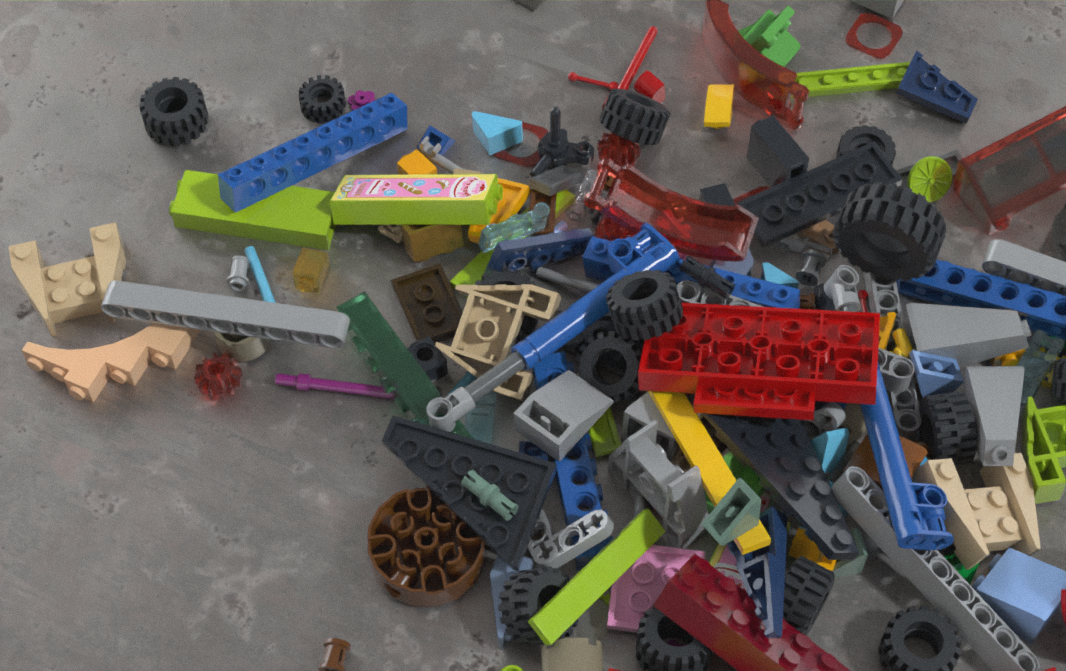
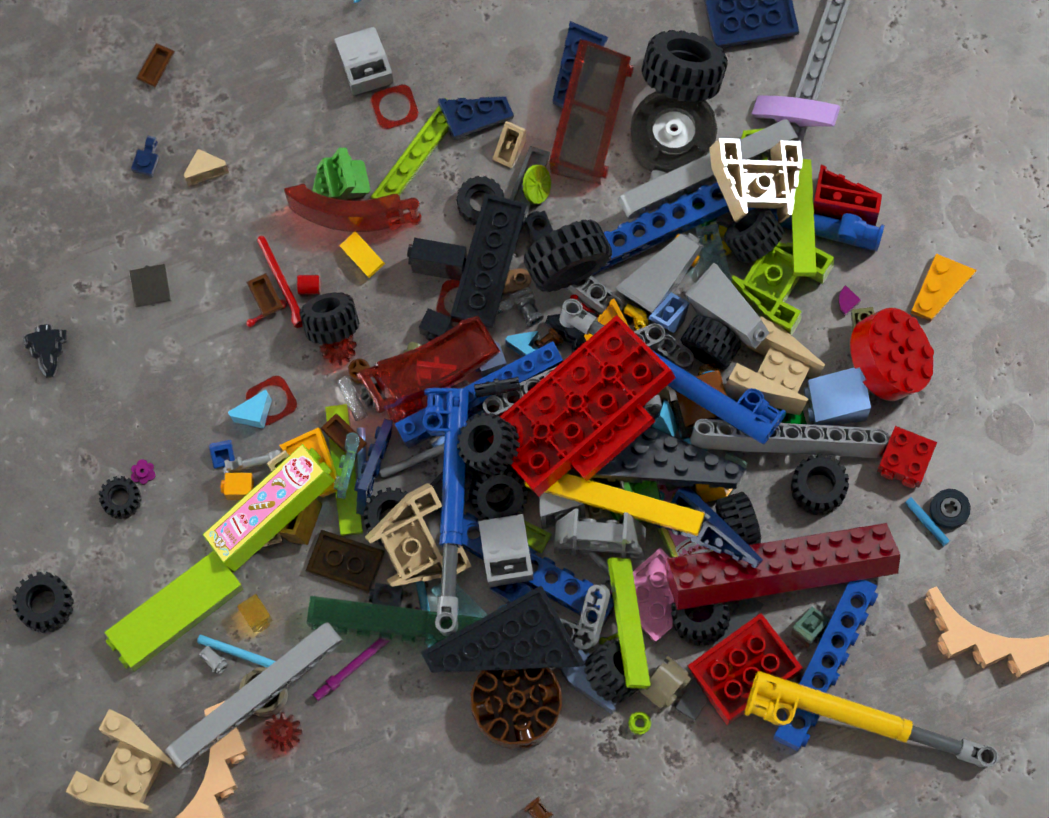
camera: 45 degrees left, 15 degrees up
(312, 152) = (170, 540): blue brick -> none
(489, 495) = (528, 641): sand green pin -> none
(555, 180) = (327, 407): flat silver tile -> none
(556, 149) = (305, 385): black piece -> none
(606, 67) = (264, 295): none -> reddish brown tile
(734, 513) = (674, 521): sand green slope -> none
(941, 135) = (510, 144): none -> tan slope

